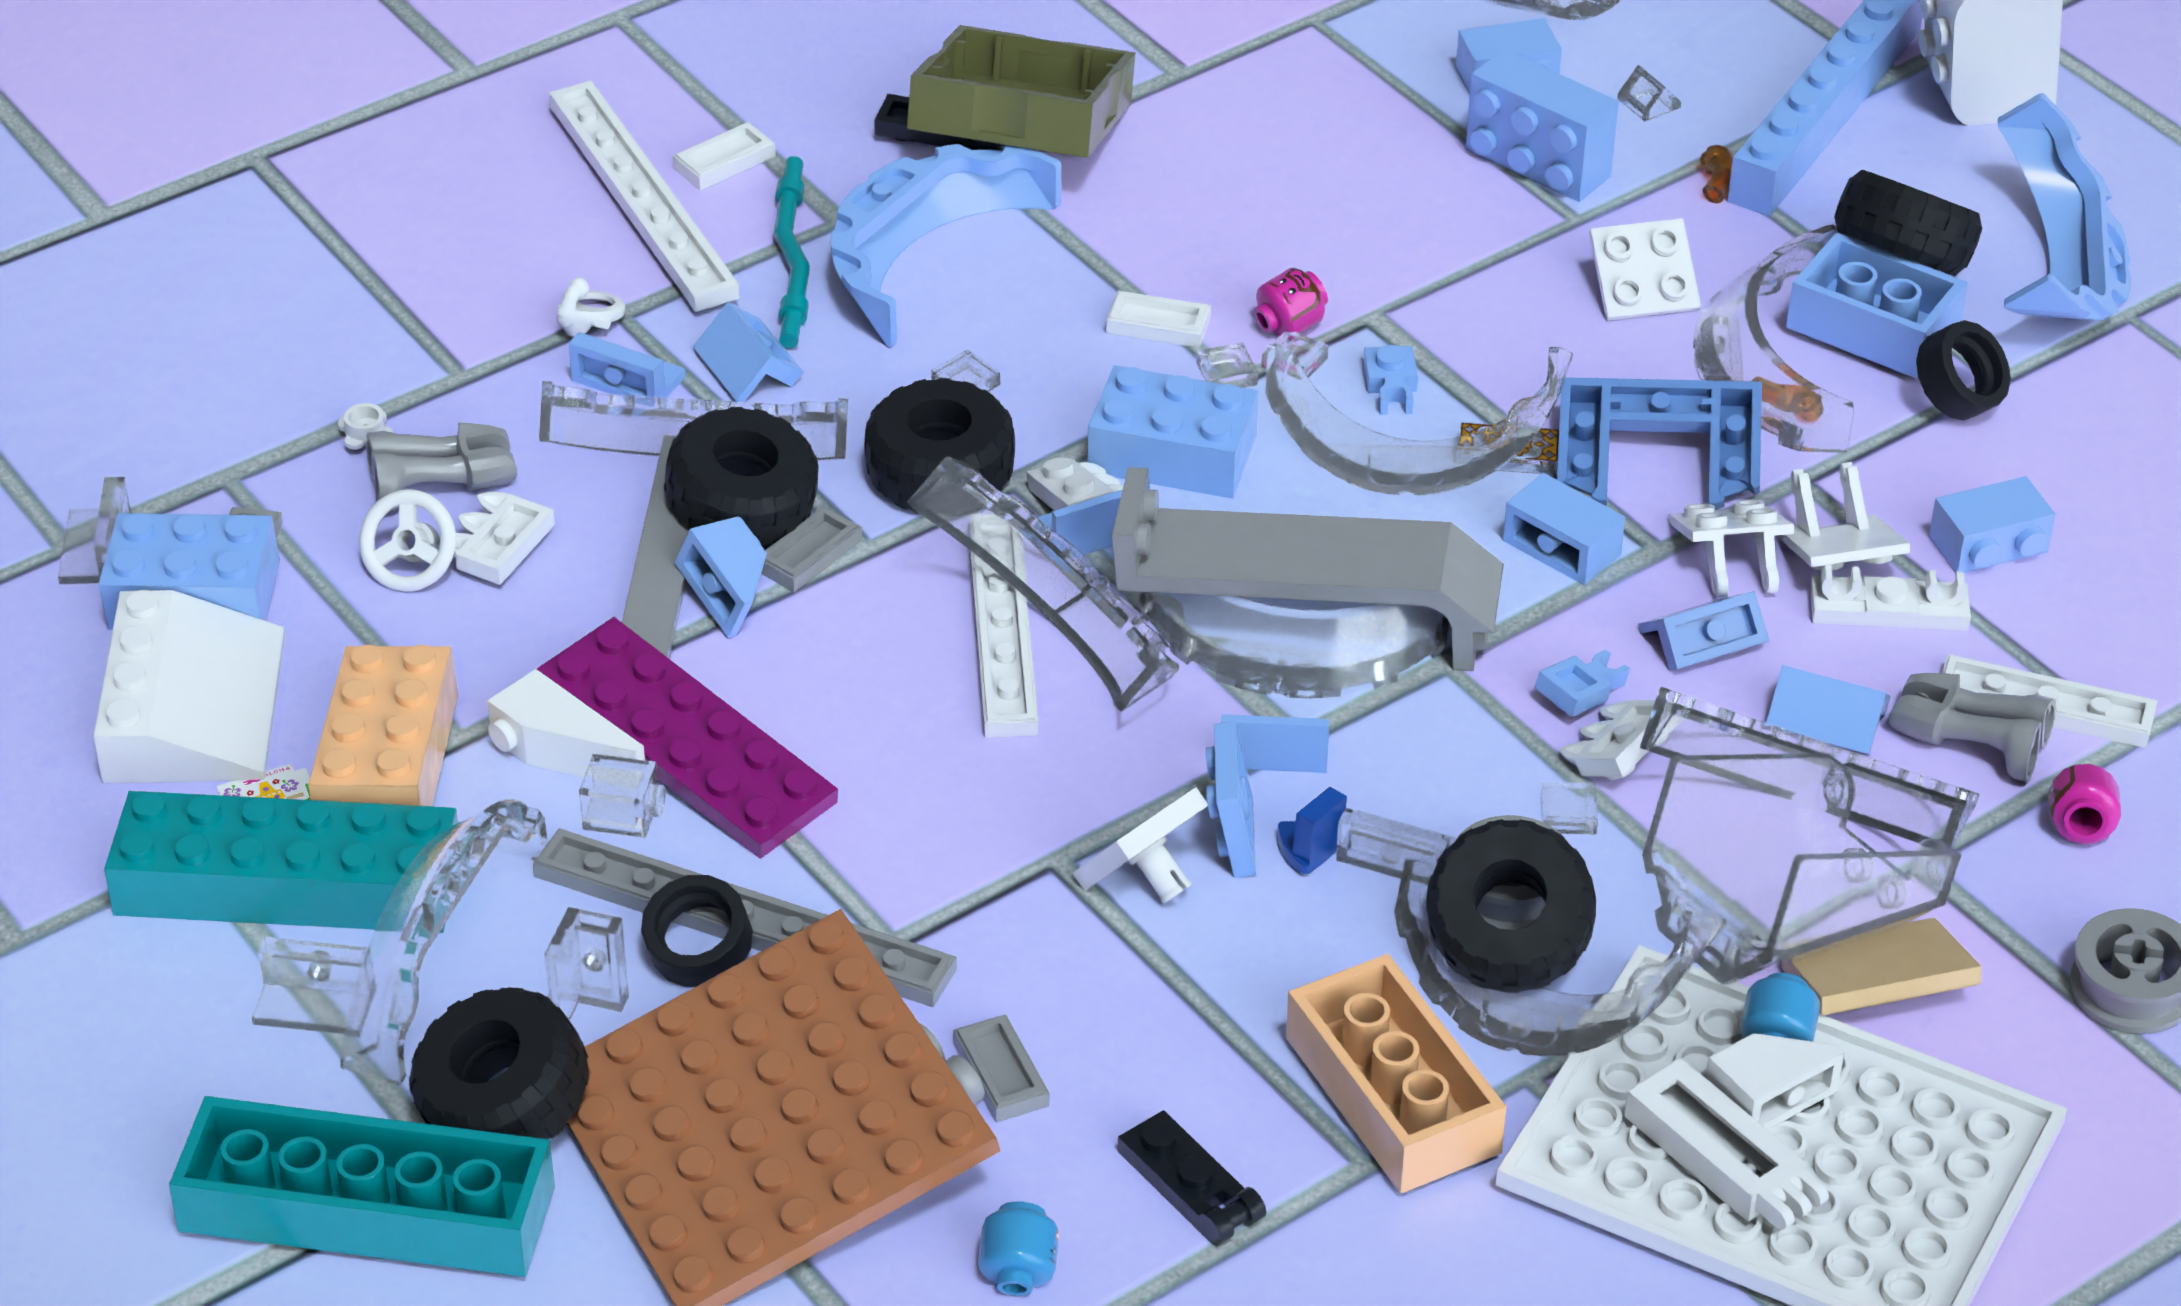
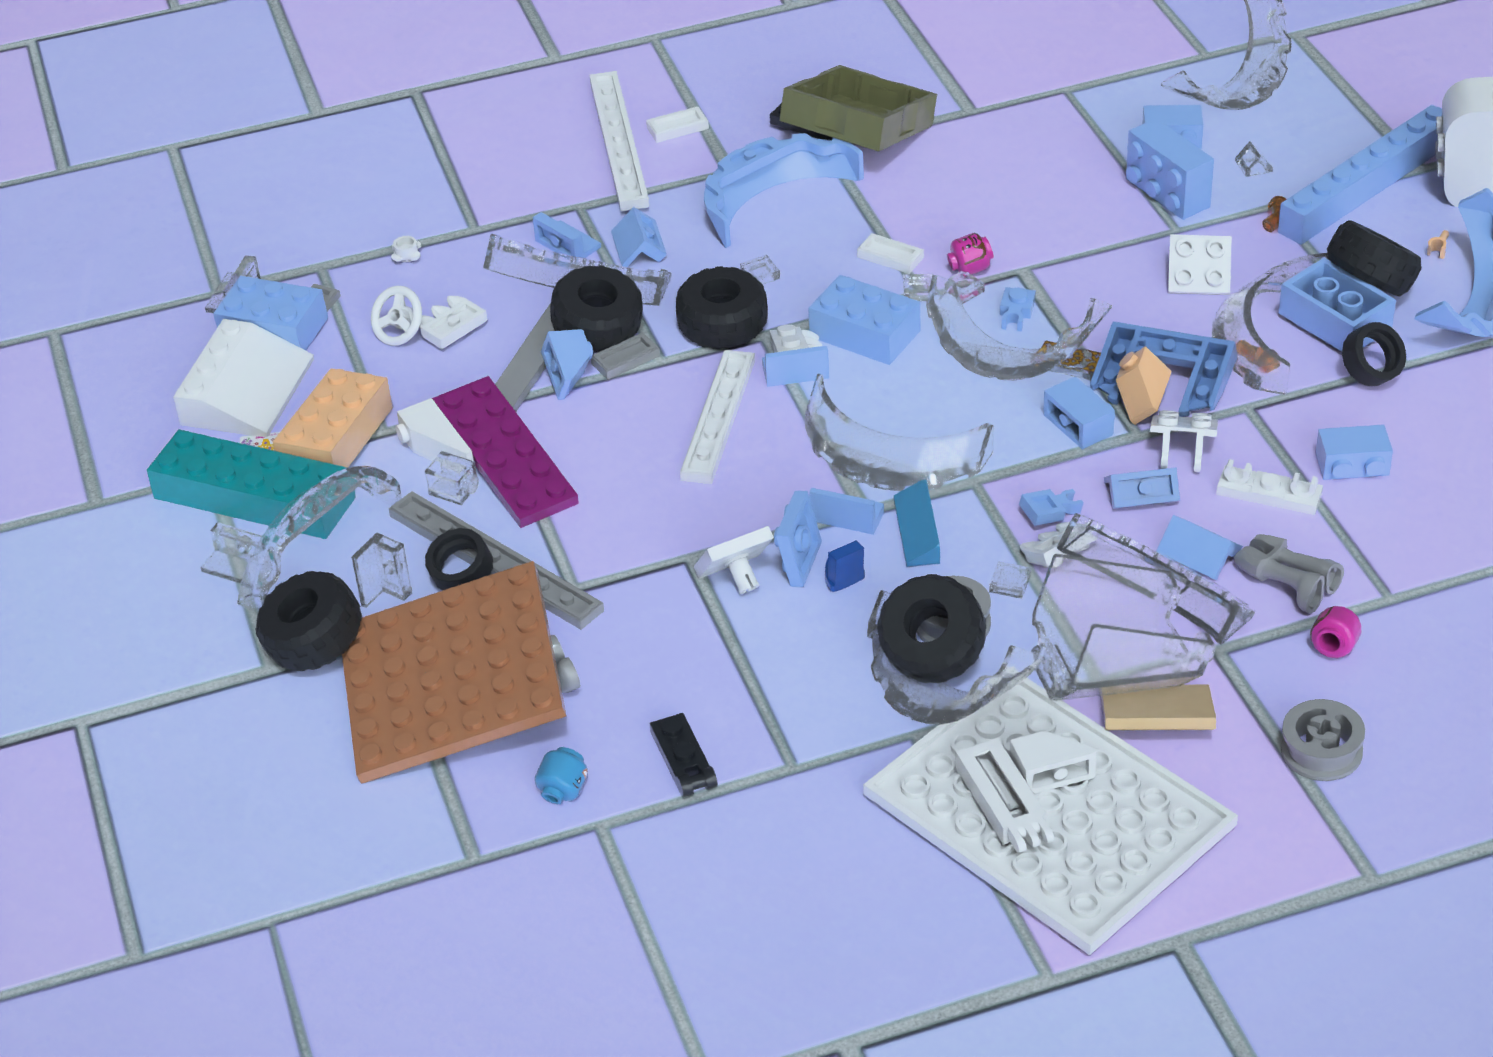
camera: 20 degrees right, 0 degrees up
(363, 1185) = (212, 670): teal brick -> none
(475, 457) = (457, 275): light grey piece -> none
(580, 318) = (550, 205): white piece -> none
(793, 305) = (678, 215): teal bar -> none
(1004, 1068) = (602, 671): light grey tile -> none
(1051, 576) = (750, 385): clear windscreen -> none
(1308, 560) = (902, 404): light grey panel -> none
(1385, 843) = (878, 576): clear panel -> none
(1394, 745) = (917, 525): none -> dark azure slope
(1395, 1073) = (825, 715): light nougat brick -> none
(1643, 469) = (1142, 383): none -> light nougat slope
(1781, 1008) = (1073, 719): dark azure head -> none
(1860, 538) = (1266, 449): white plate -> none
(1972, 187) = (1438, 244): none -> light nougat hand
(2078, 705) = (1359, 570): white tile -> none

